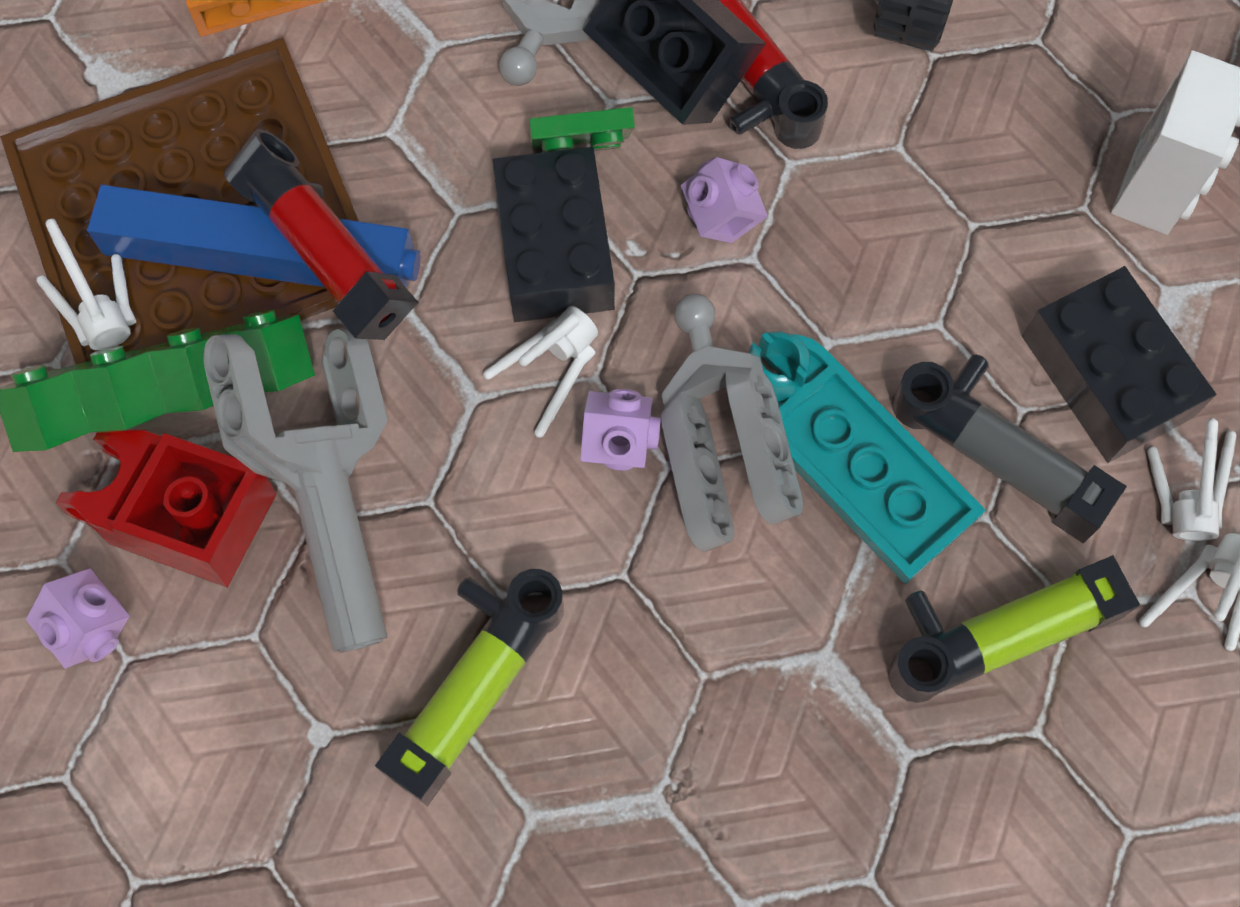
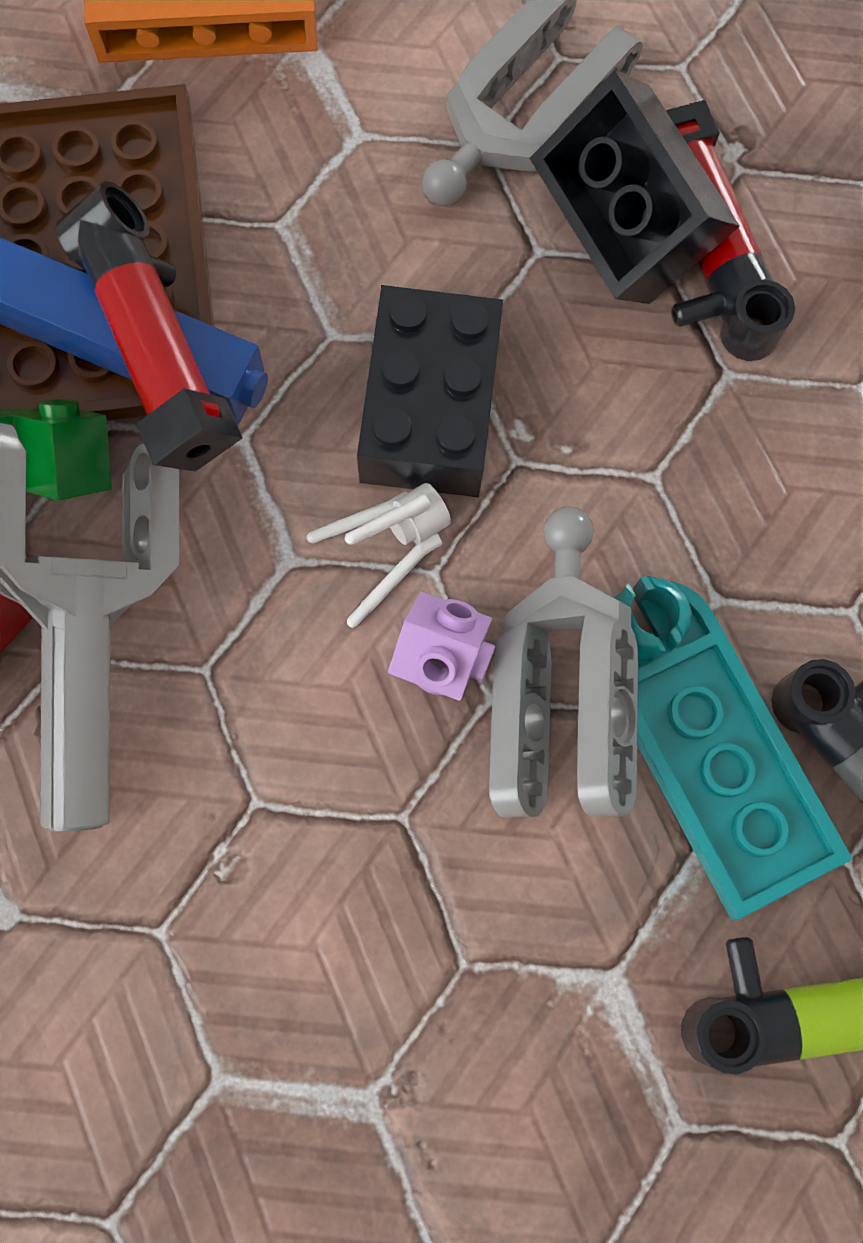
camera: 10 degrees right, 5 degrees up
(447, 723) = (113, 977): piece -> none
(601, 128) = (519, 279): green plate -> none
(724, 200) = (640, 400): lavender brick -> none

